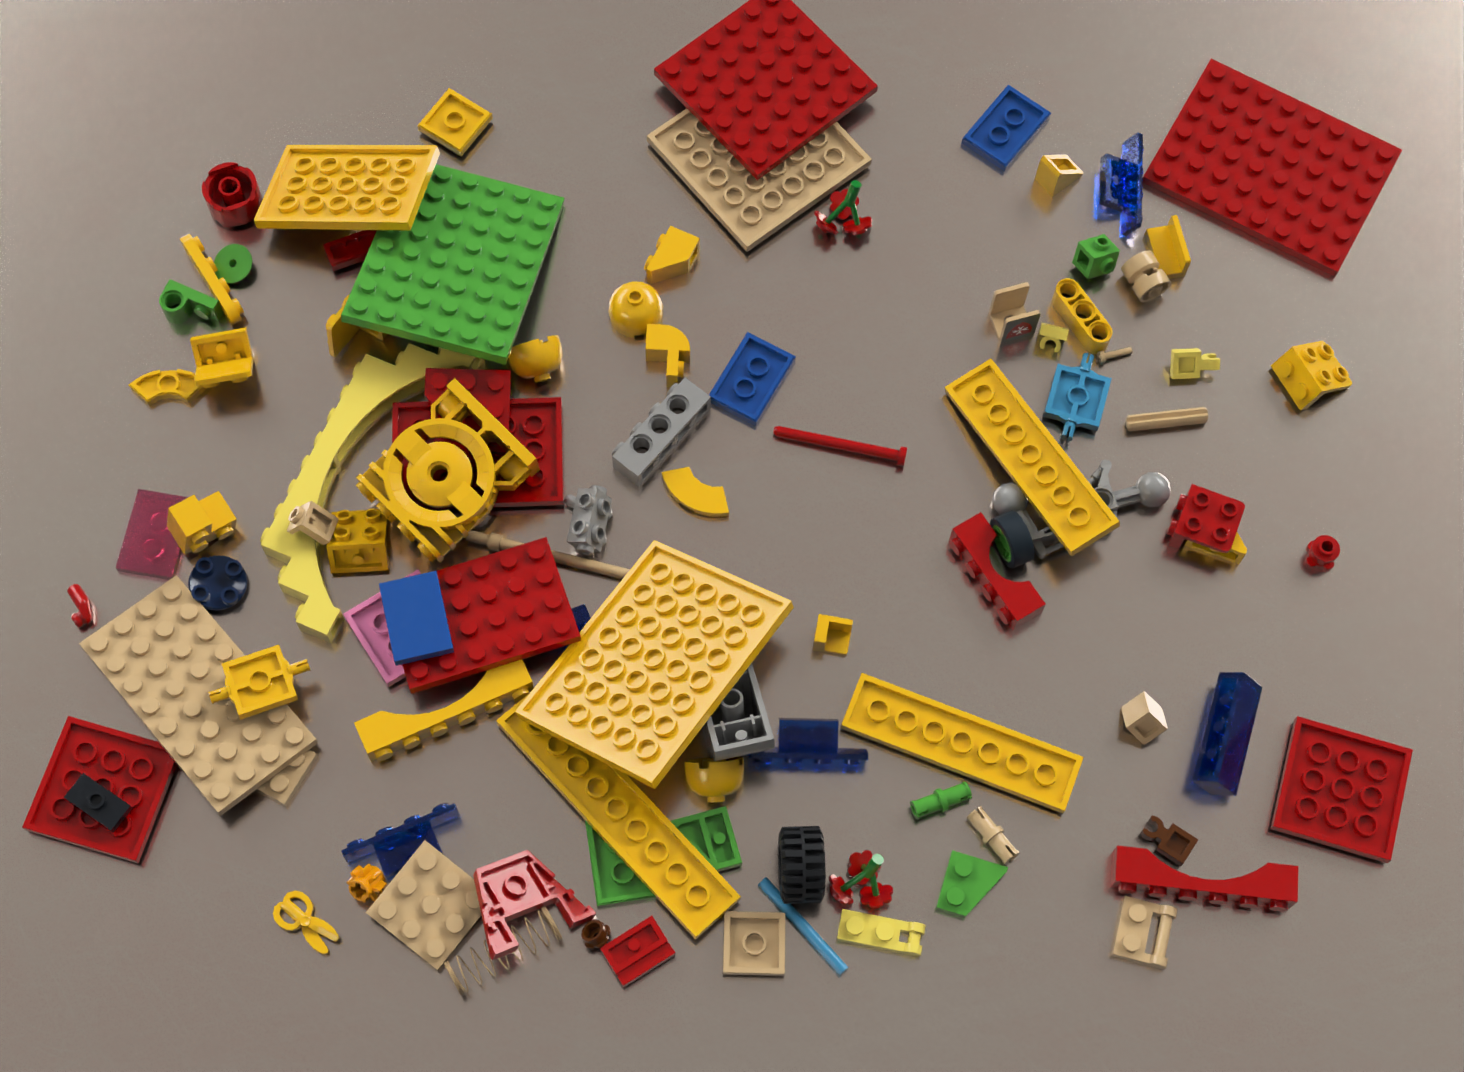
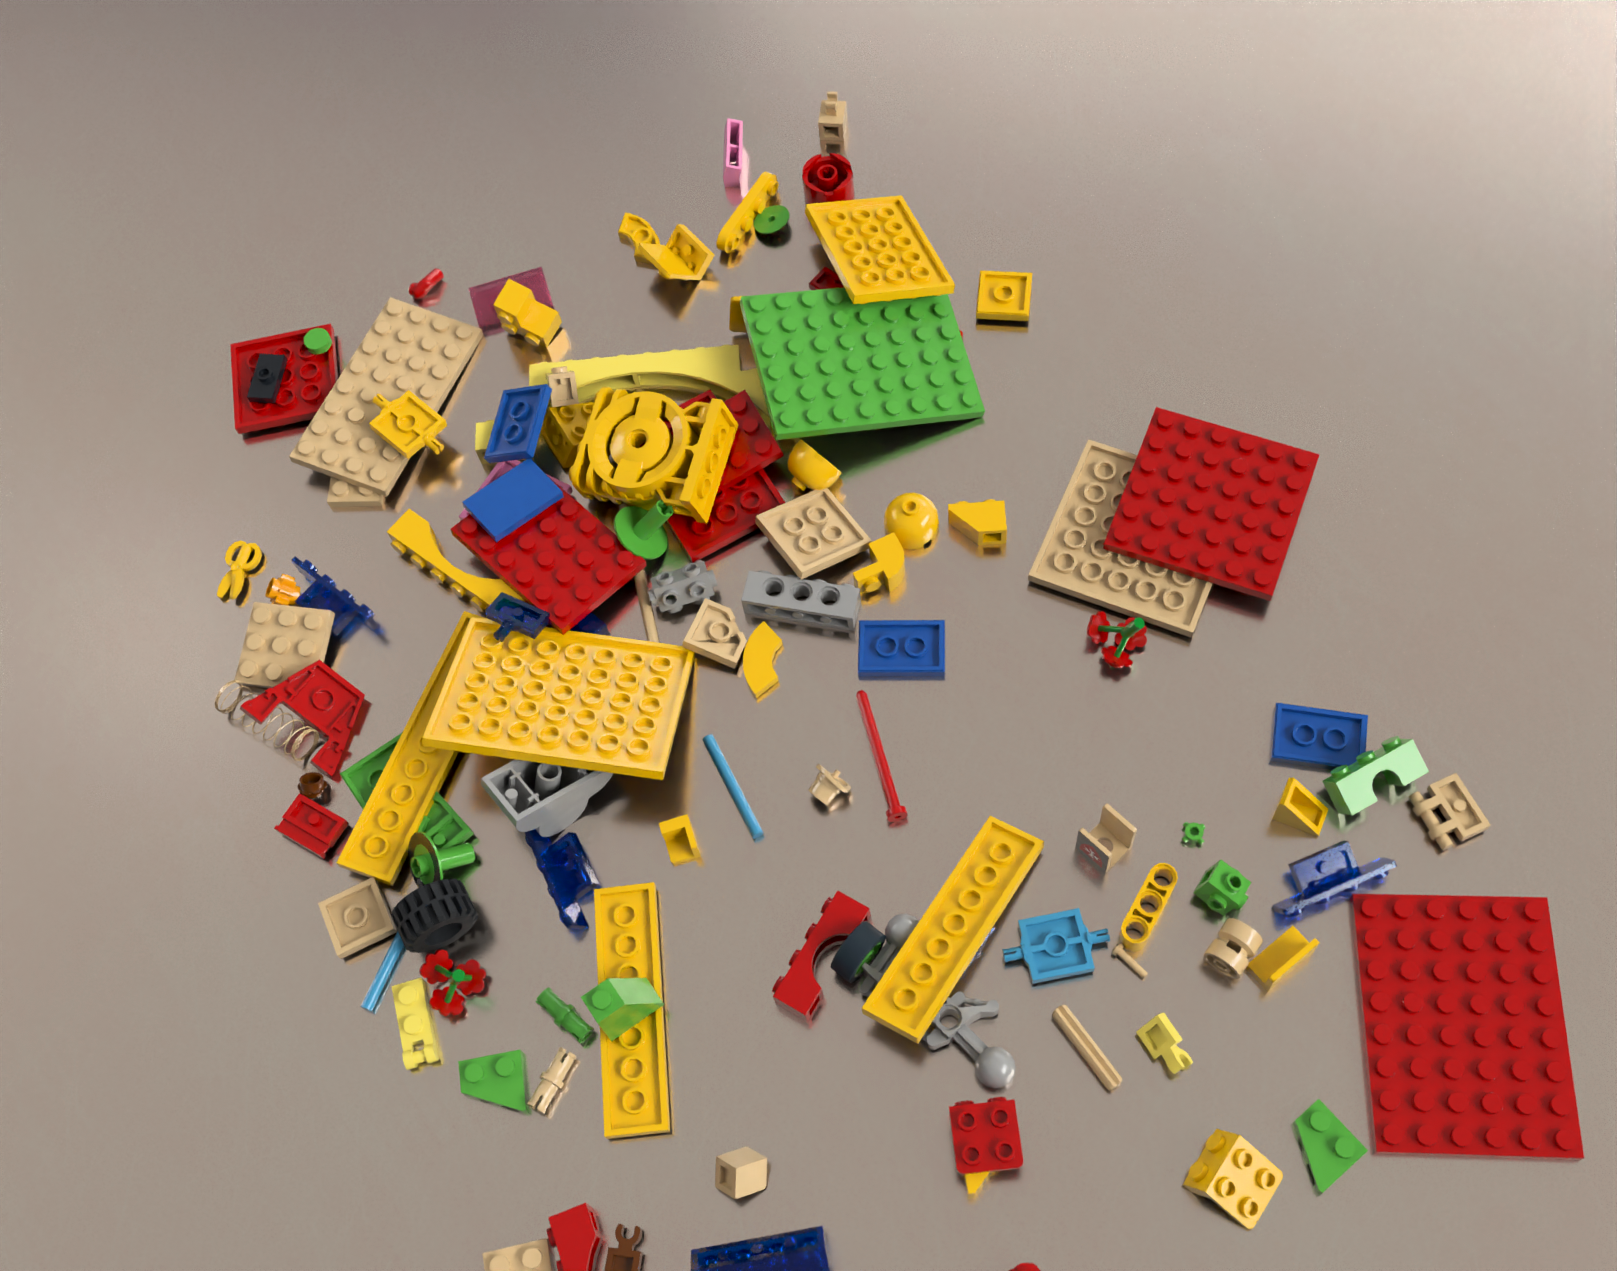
camera: 75 degrees right, 5 degrees down
(86, 734) = (317, 341): none -> bright green tile
(131, 257) = (732, 153): none -> bright pink piece
(156, 155) = (832, 118): none -> tan brick
(189, 301) = (713, 205): bright green plate -> none
(217, 582) = (490, 358): dark blue dish -> none
(331, 578) = (518, 423): none -> blue tile
(512, 526) = (643, 530): none -> bright green piece
(544, 668) = (516, 616): none -> clear blue plate
(603, 388) = (813, 532): none -> tan plate
(652, 517) = (716, 634): none -> tan plate
(714, 778) = (484, 811): yellow cylinder -> none
(746, 850) = (429, 863): none -> bright green piece
(802, 572) = (732, 786): none -> dark azure bar
(849, 494) = (828, 785): none -> tan piece
(971, 741) = (621, 1004): none -> bright green slope
(1036, 254) = (1193, 833): none -> bright green piece
(1053, 333) = (1112, 888): light yellow tile -> none
(1061, 124) = (1352, 785): none -> arch
(1113, 71) = (1457, 807): none -> tan plate
(1317, 301) = (1326, 1145): none -> bright green wing

